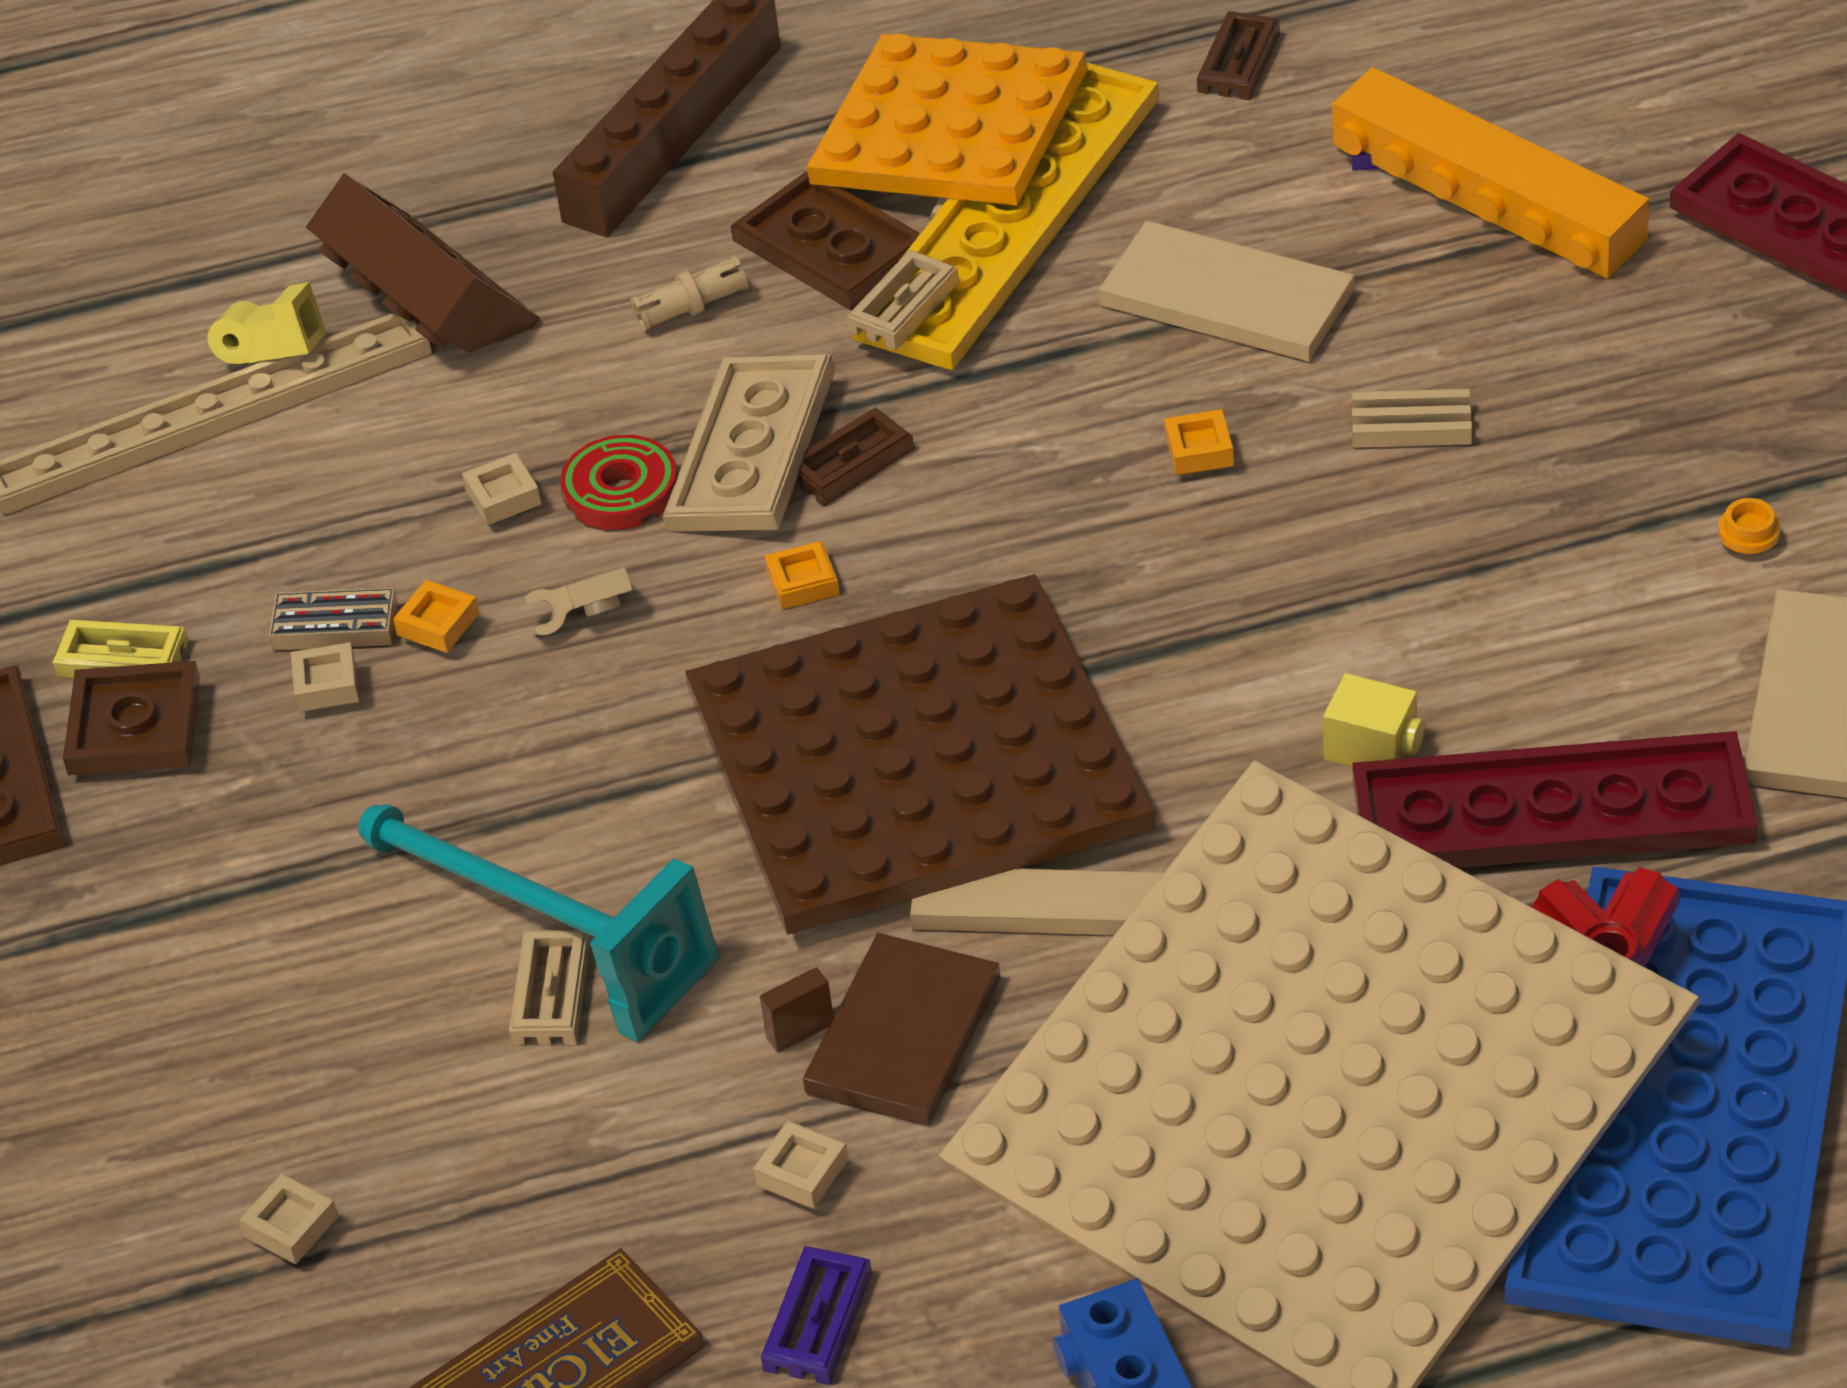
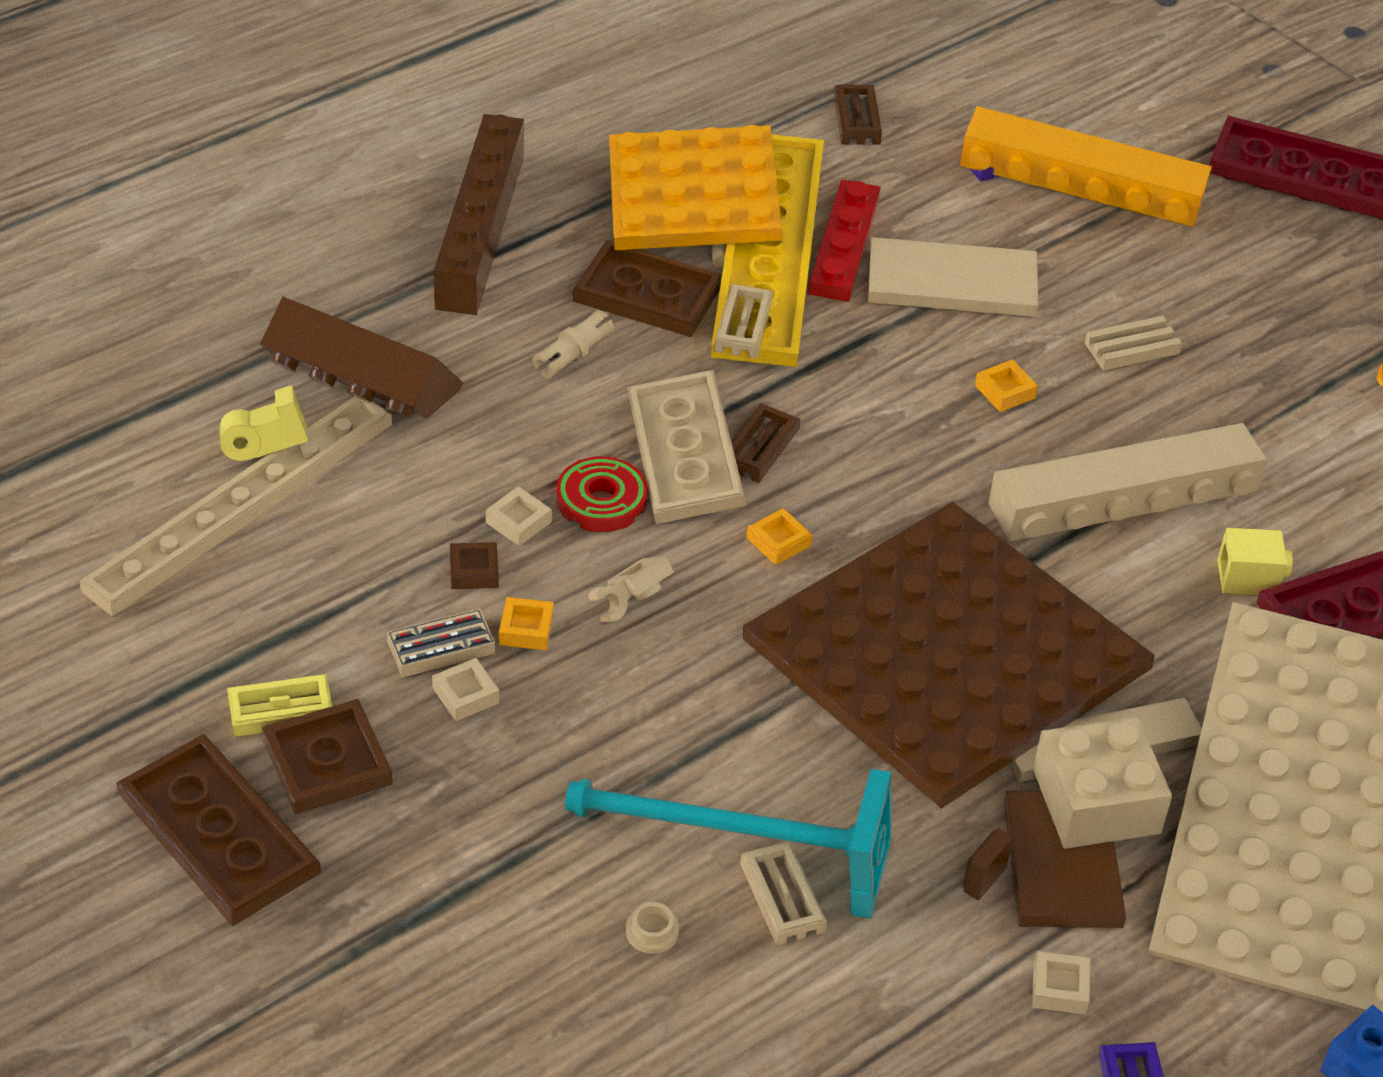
camera: 30 degrees left, 0 degrees up
(375, 989) = (652, 928): none -> tan plate
(423, 537) = (474, 565): none -> reddish brown tile
(975, 944) = (1101, 782): none -> tan brick
(1114, 218) = (844, 240): none -> red plate
(1274, 592) = (1126, 481): none -> tan brick

